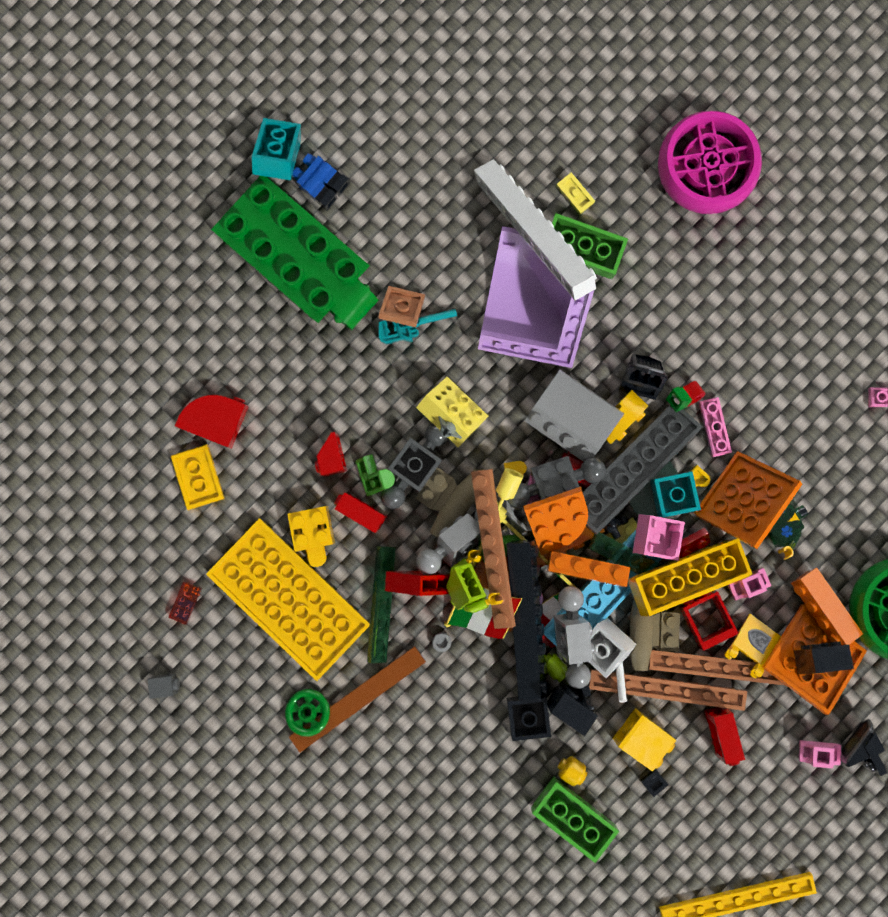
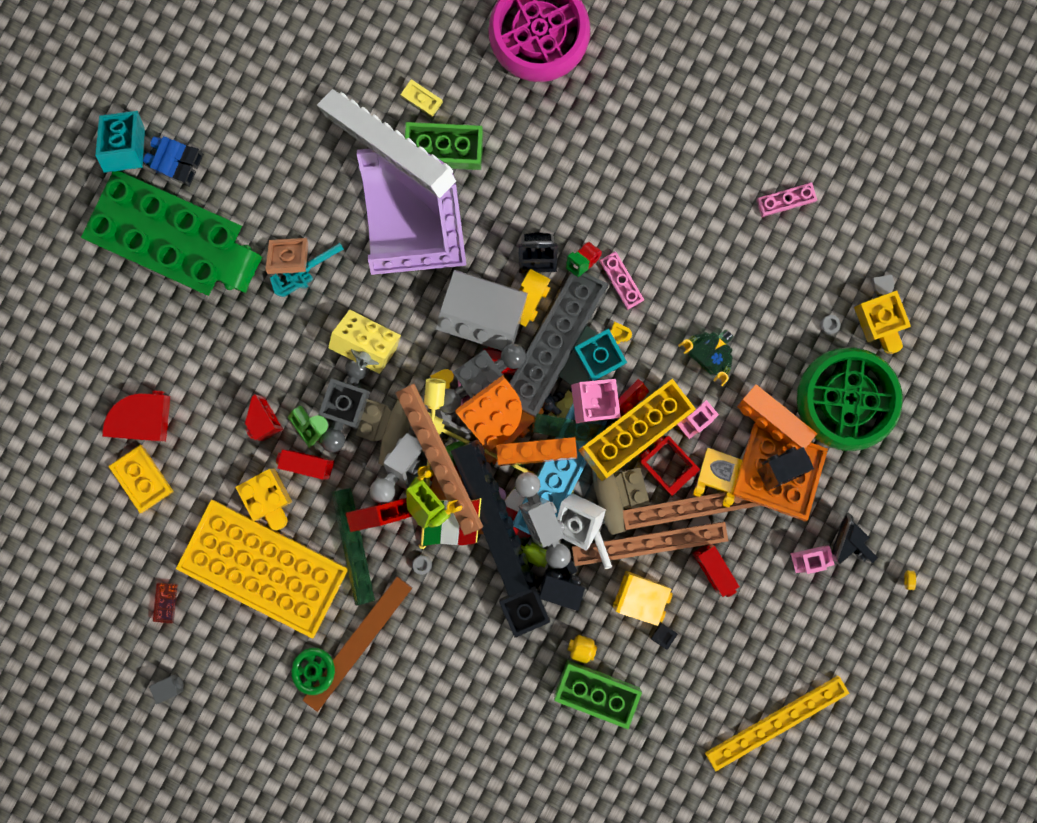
camera: 15 degrees left, 0 degrees up
(748, 499) = (669, 339): orange plate -> none

